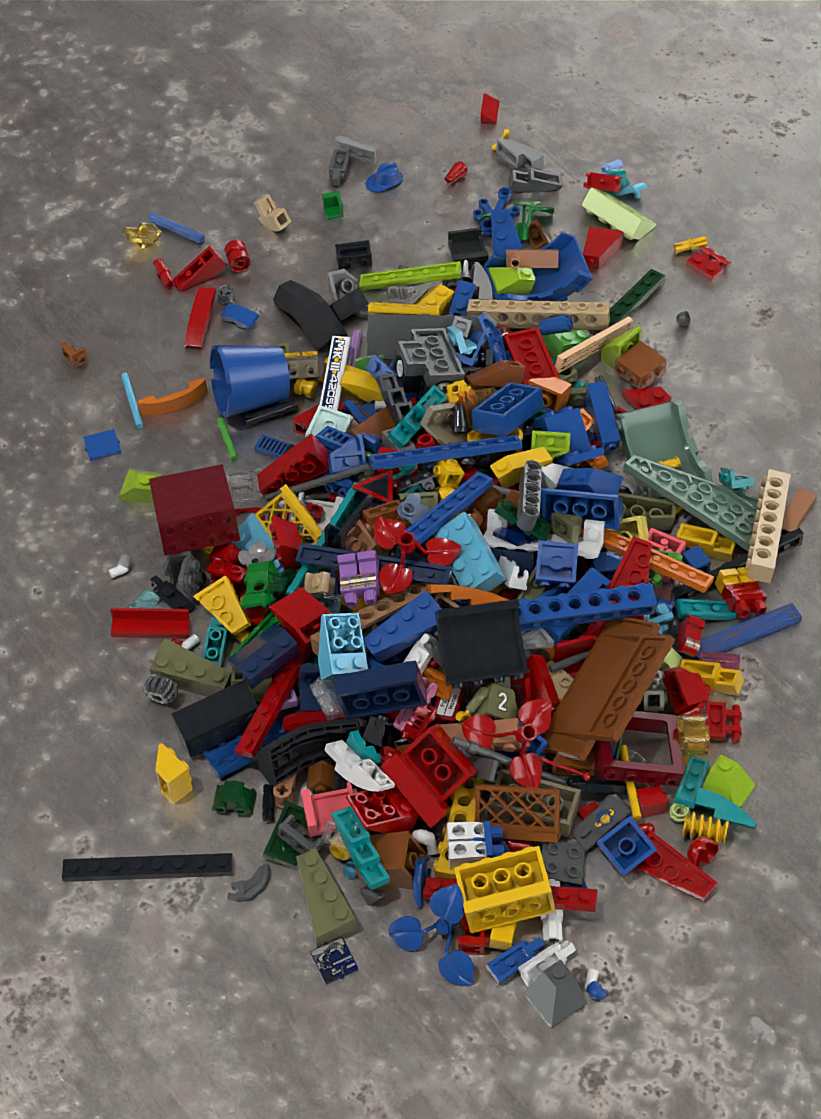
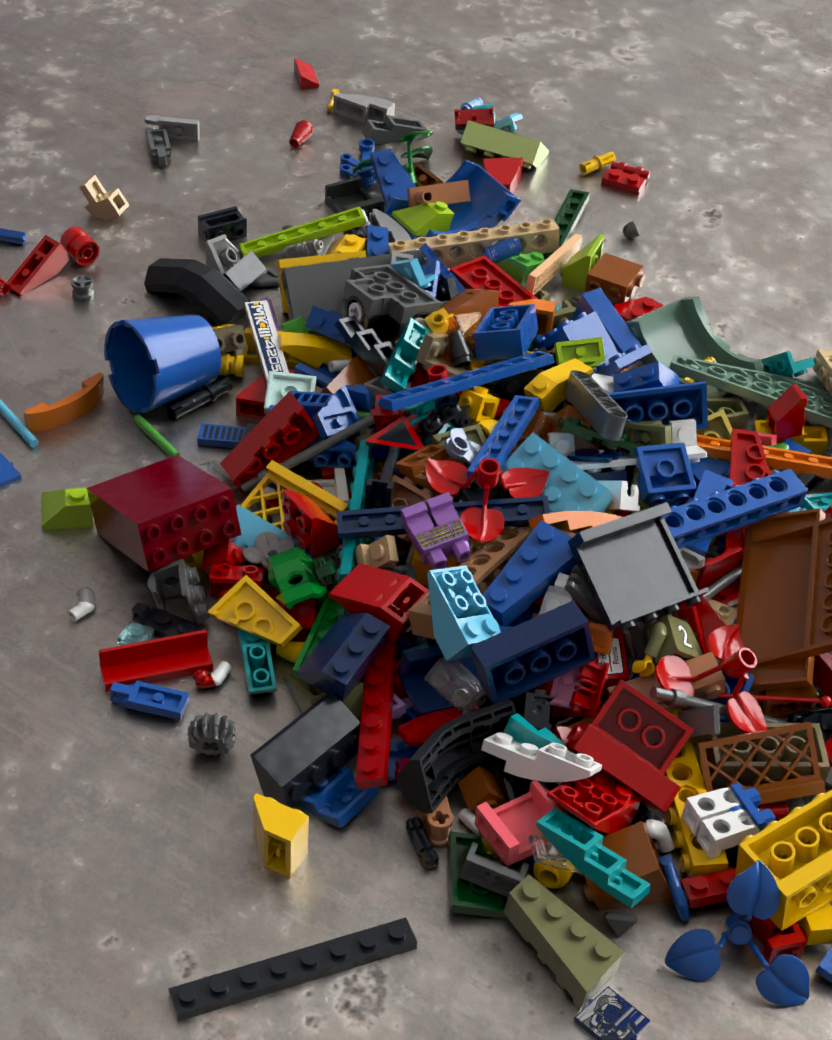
camera: 25 degrees left, 10 degrees down
(134, 650) = (150, 699): none -> blue hinge
(189, 670) = (249, 704): olive wedge -> none
(200, 317) = (61, 316): red slope -> none
(235, 797) = (371, 845): dark green cylinder -> none
(240, 315) = (114, 305): blue slope -> none
(249, 888) = (450, 957): dark grey piece -> none
(332, 205) = (171, 182): green panel -> none
(349, 872) = (575, 897): dark azure hinge -> none
(384, 178) = (218, 150): blue piece -> none
(699, 529) = (786, 414): none -> red slope

